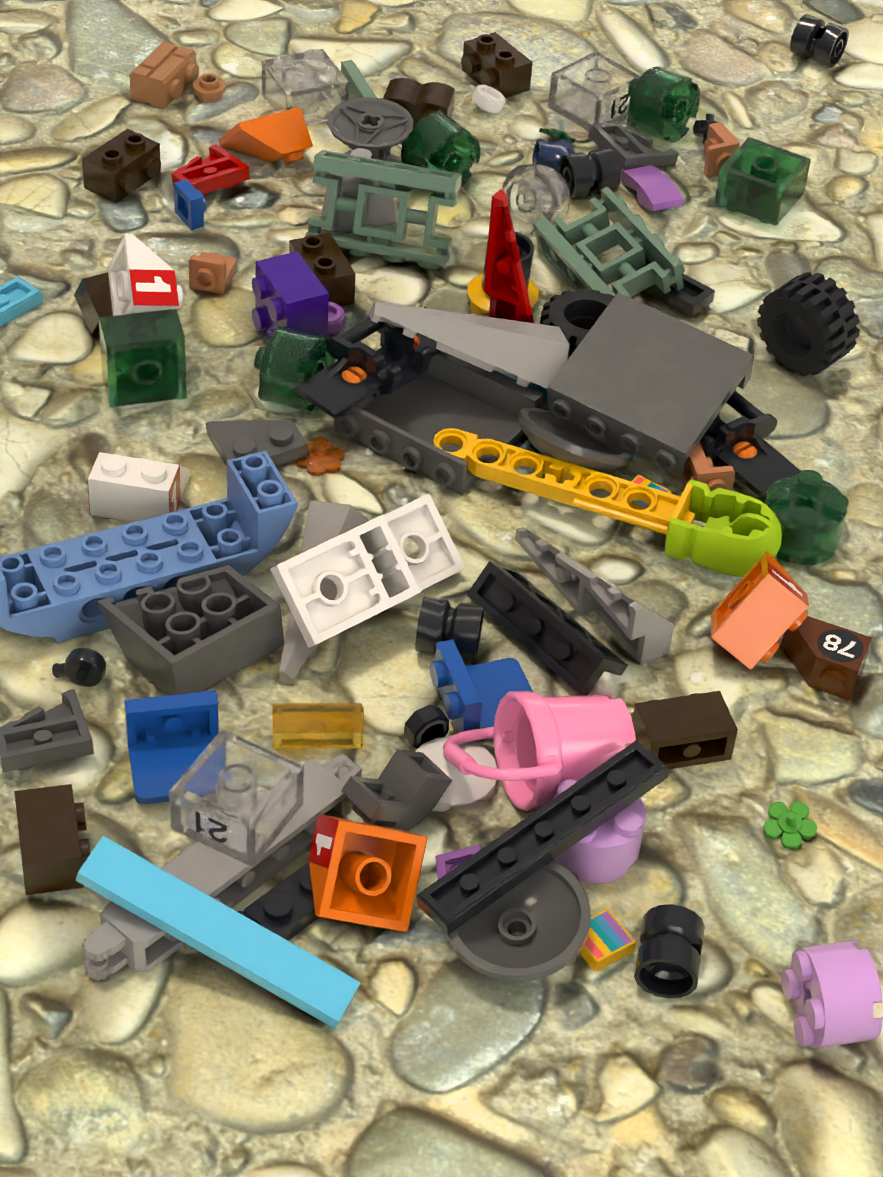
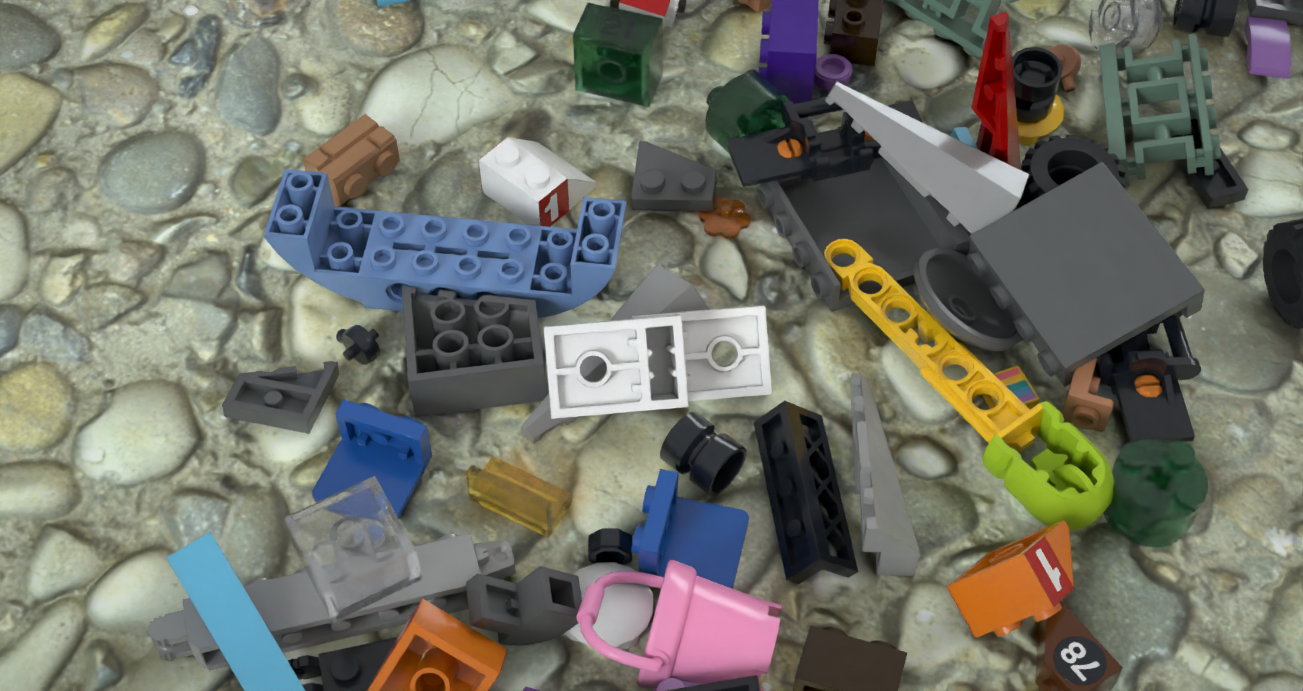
camera: 35 degrees right, 10 degrees up
(50, 838) = (204, 499): dark brown brick -> none

